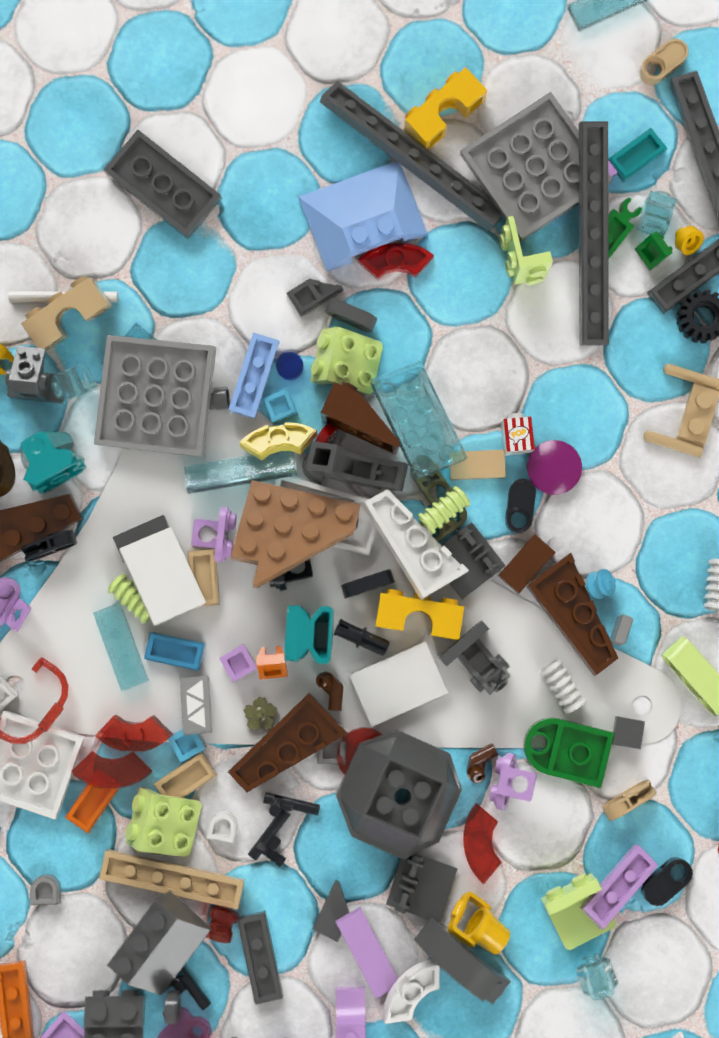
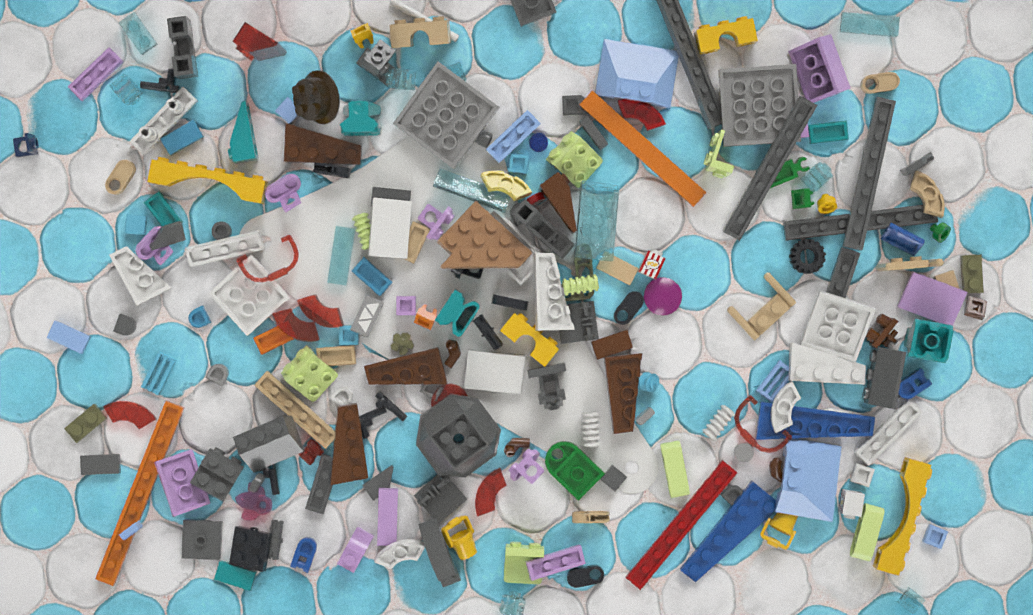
camera: 25 degrees right, 5 degrees up
(272, 899) = (348, 447): none -> reddish brown wing
(423, 300) = (642, 148): none -> orange tile
(581, 82) = (819, 69): none -> lavender slope

